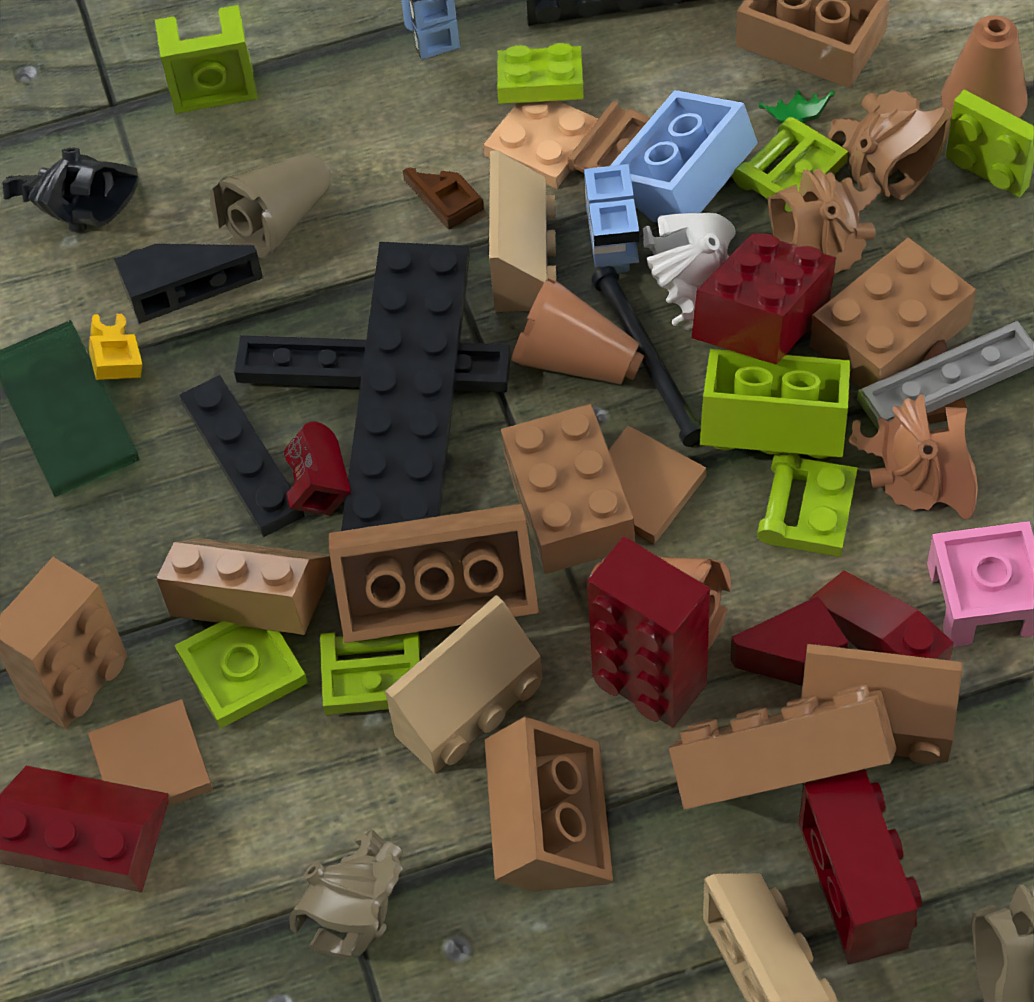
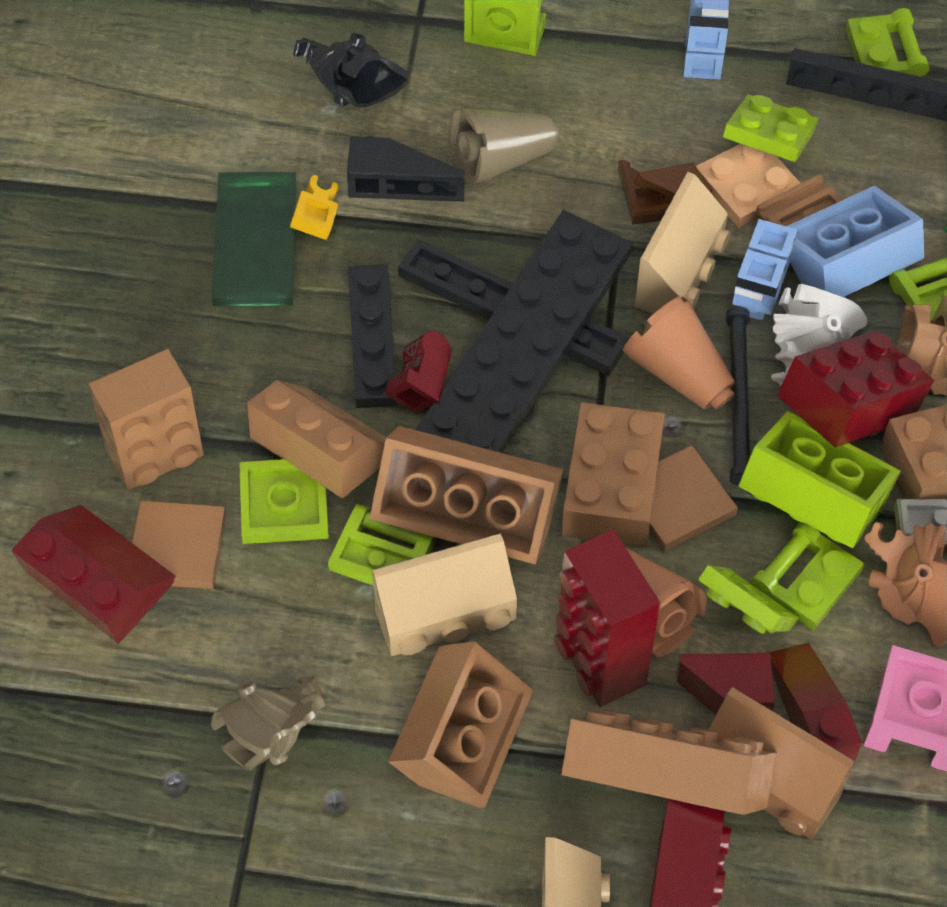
camera: 20 degrees right, 0 degrees up
(468, 169) = (667, 179): none -> reddish brown tile
(749, 551) = (760, 609): none -> lime plate

